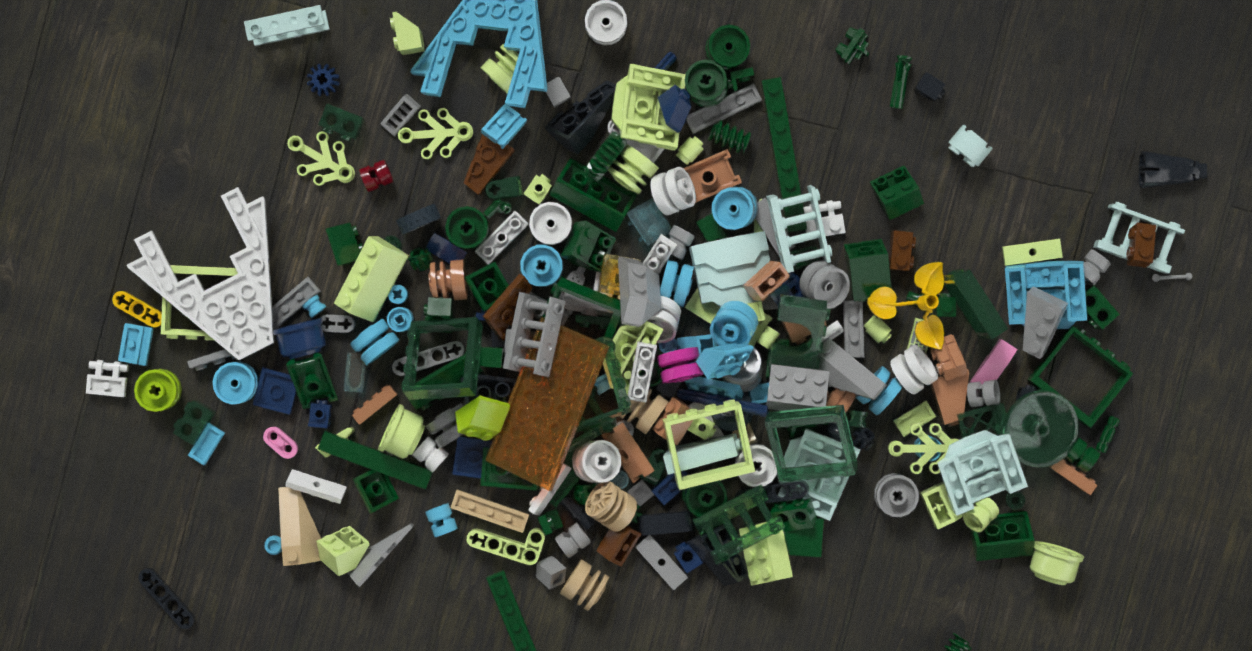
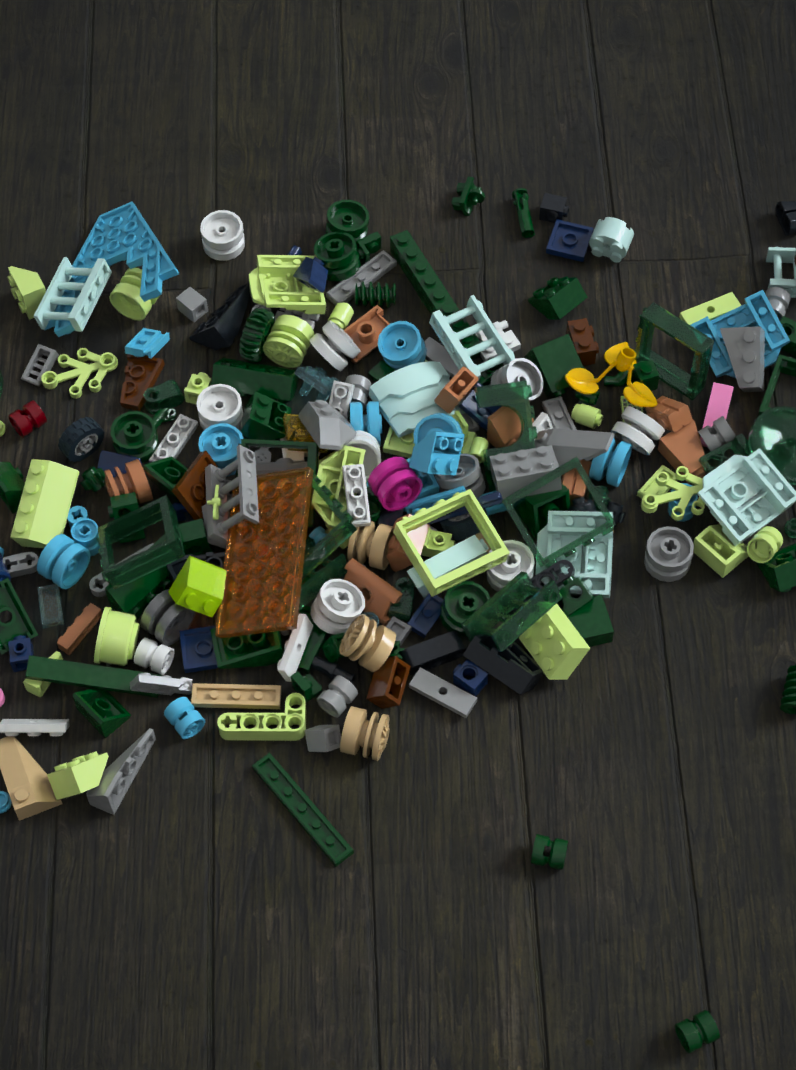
camera: 10 degrees left, 30 degrees down
(431, 485) = (161, 684): none -> light grey hinge
(454, 73) = (83, 304): none -> light aqua fence
(518, 339) = (215, 502): none -> yellowish green piece
(932, 128) = (569, 240): none -> dark blue plate

